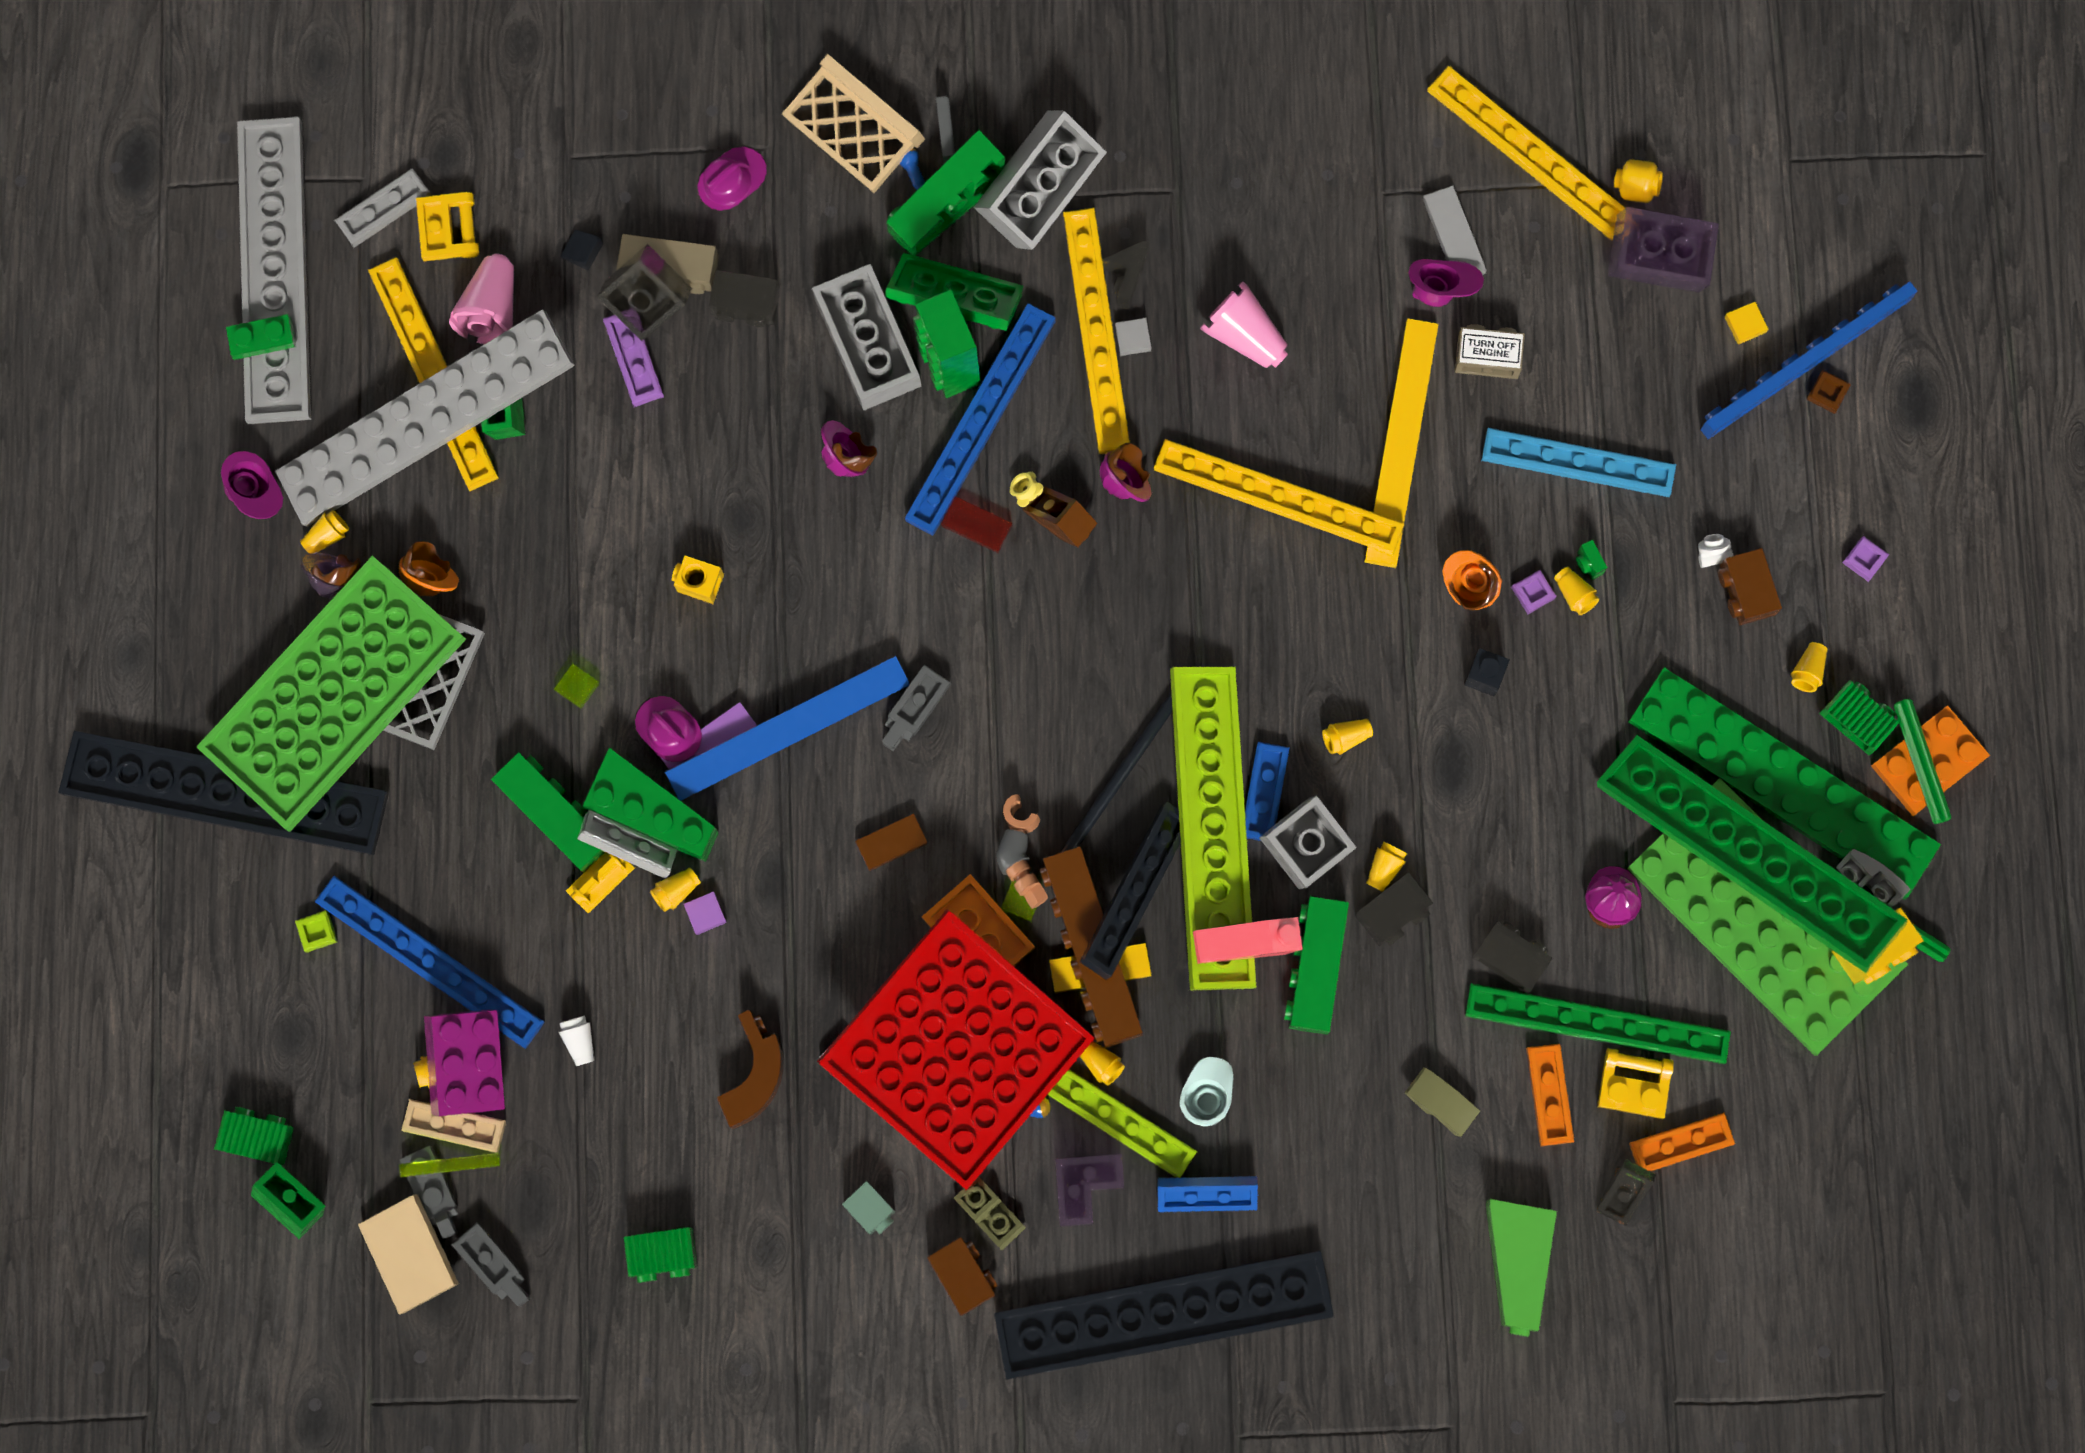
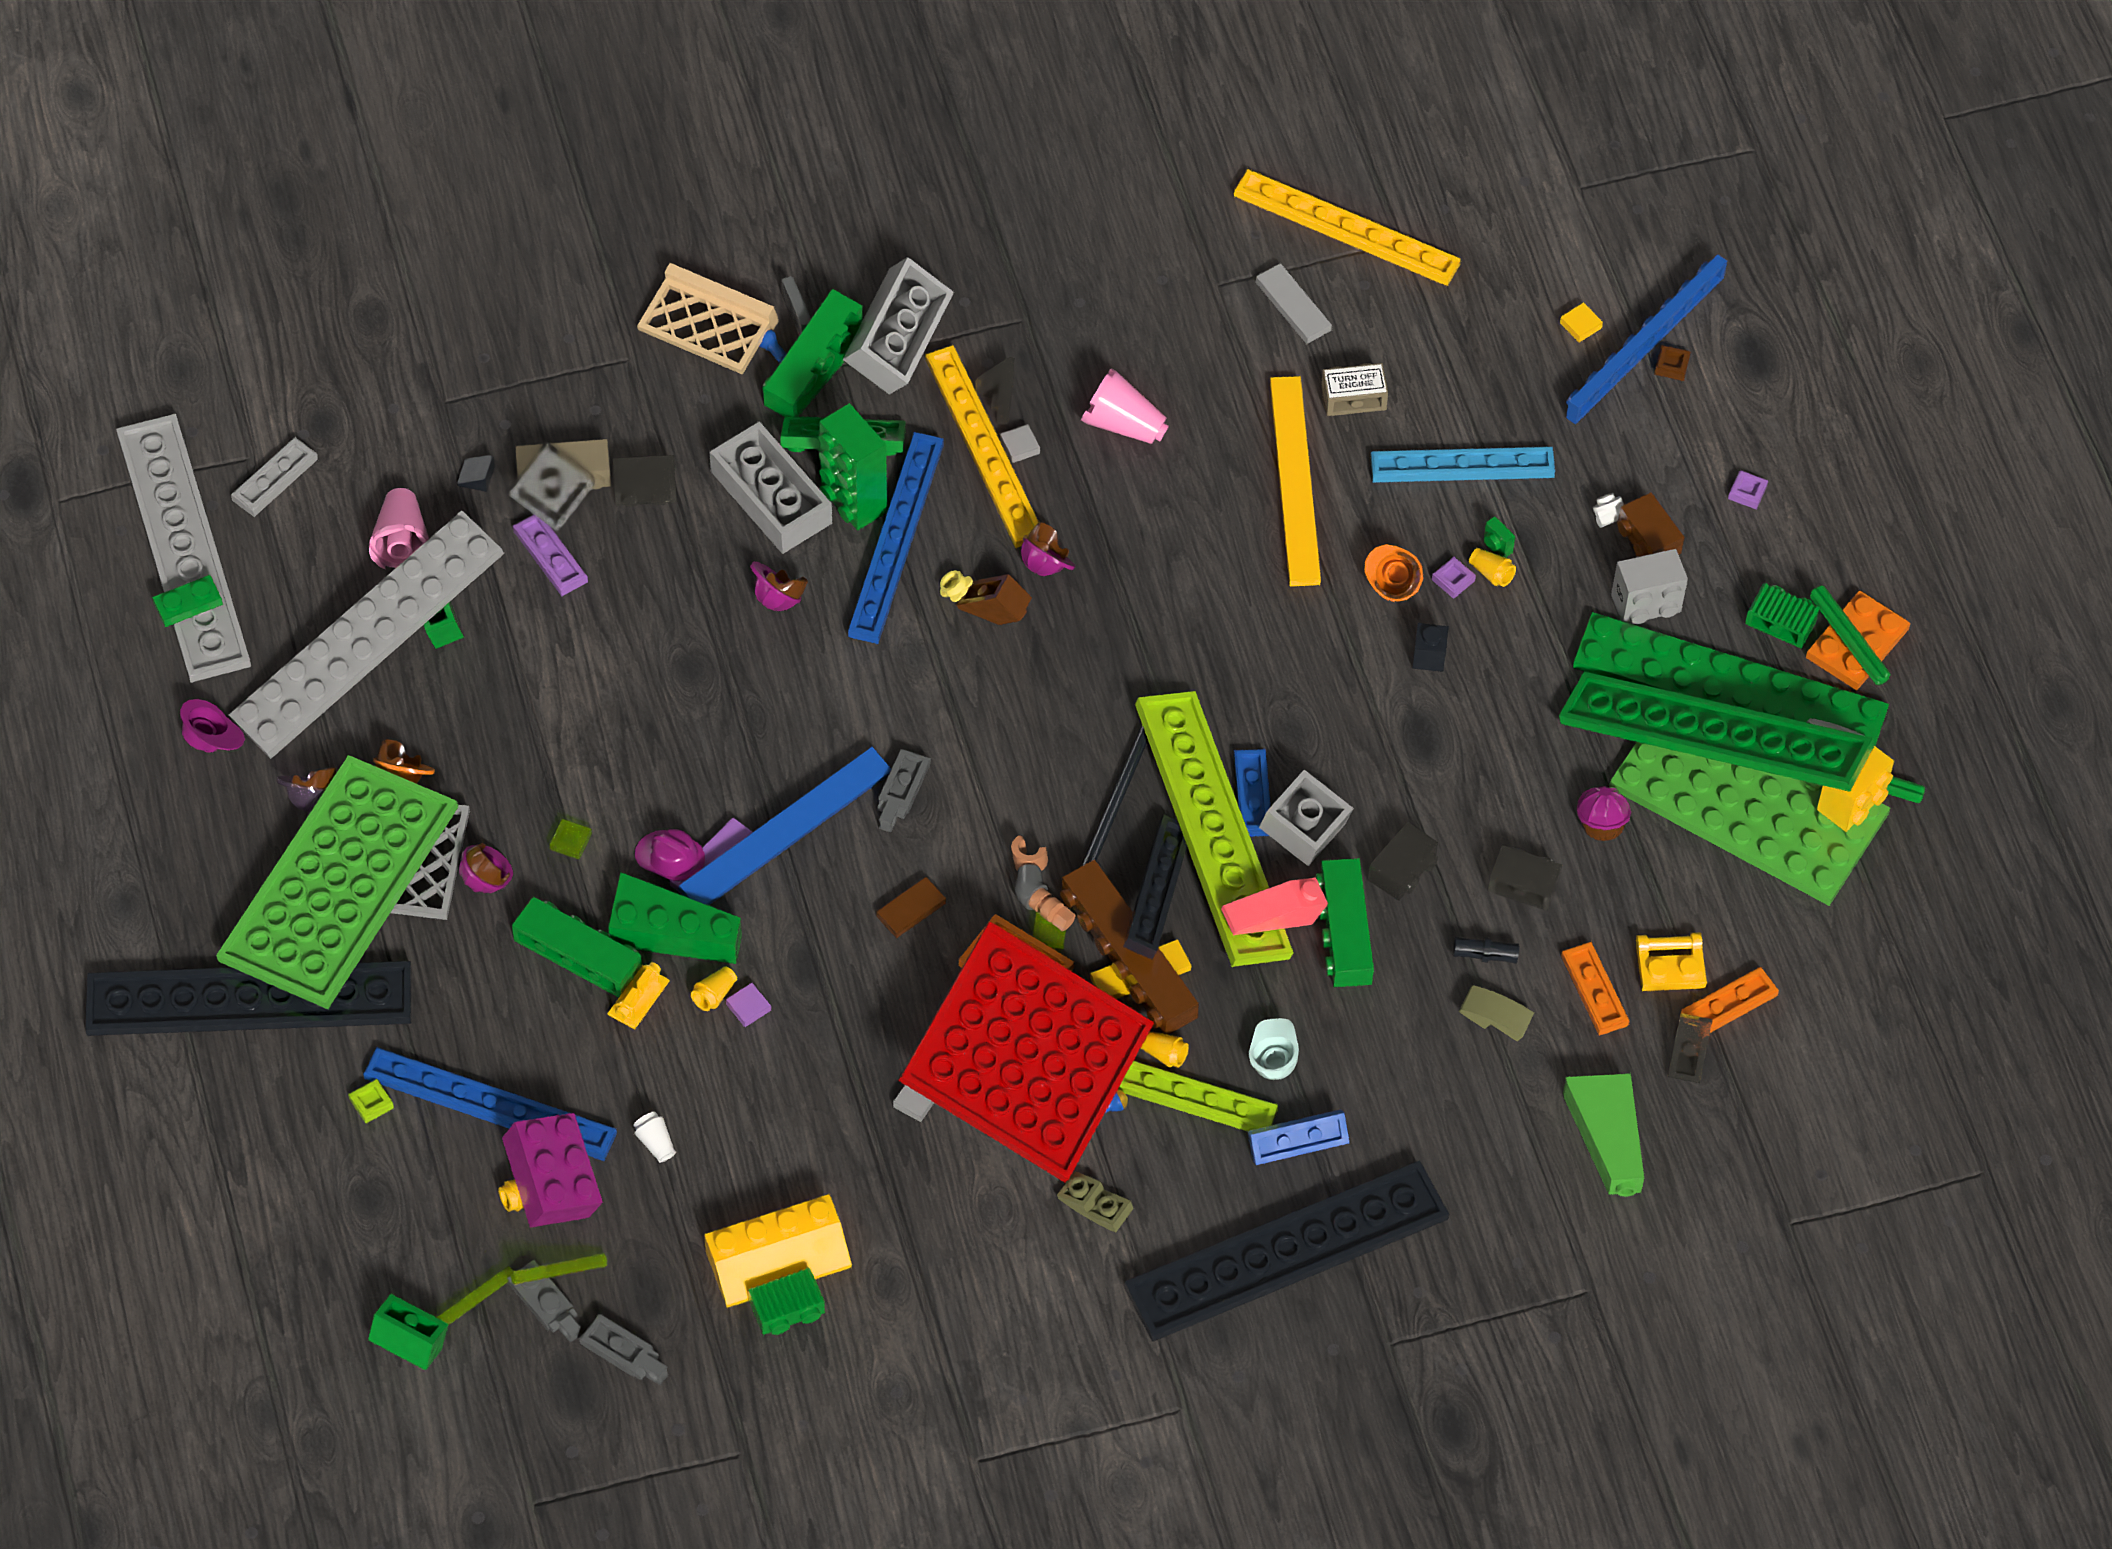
camera: 20 degrees left, 20 degrees down
(254, 1137) = (356, 1287): green brick -> none
(325, 532) = (291, 756): yellow cone -> none
(361, 1172) = (476, 1296): none -> clear neon green bar
(408, 1254) = (538, 1358): tan tile -> none
(427, 361) = (346, 591): yellow tile -> none
(436, 226) = (332, 480): yellow plate -> none
(462, 1129) = (552, 1240): tan tile -> none
(483, 704) = (484, 869): none -> piece
(627, 844) = (659, 953): light grey tile -> none
(665, 1196) = (777, 1246): none -> yellow slope
(707, 589) = (667, 733): yellow brick -> none
(731, 178) = (603, 389): magenta piece -> none
(765, 1077) = (839, 1147): reddish brown arch -> none
(869, 1209) = (979, 1219): sand green brick -> none
(962, 1275) = (1085, 1257): reddish brown brick -> none
(976, 524) = (917, 627): clear red tile -> none
(1079, 1178) = (1176, 1146): clear purple brick -> none
(1279, 497) = (1194, 545): yellow tile -> none
(1346, 735) = (1314, 728): yellow cone -> none
(1385, 866) = (1385, 824): yellow cone -> none
(1441, 281) = (1294, 341): magenta piece -> none
(1451, 1028) = (1486, 950): none -> black pin
(1598, 1023) = (1620, 919): green tile -> none
(1638, 181) = (1448, 226): yellow head -> none
(1663, 249) = (1487, 272): clear purple brick -> none
(1729, 659) = (1649, 587): none -> light grey brick
(1810, 668) = (1725, 586): yellow cone -> none

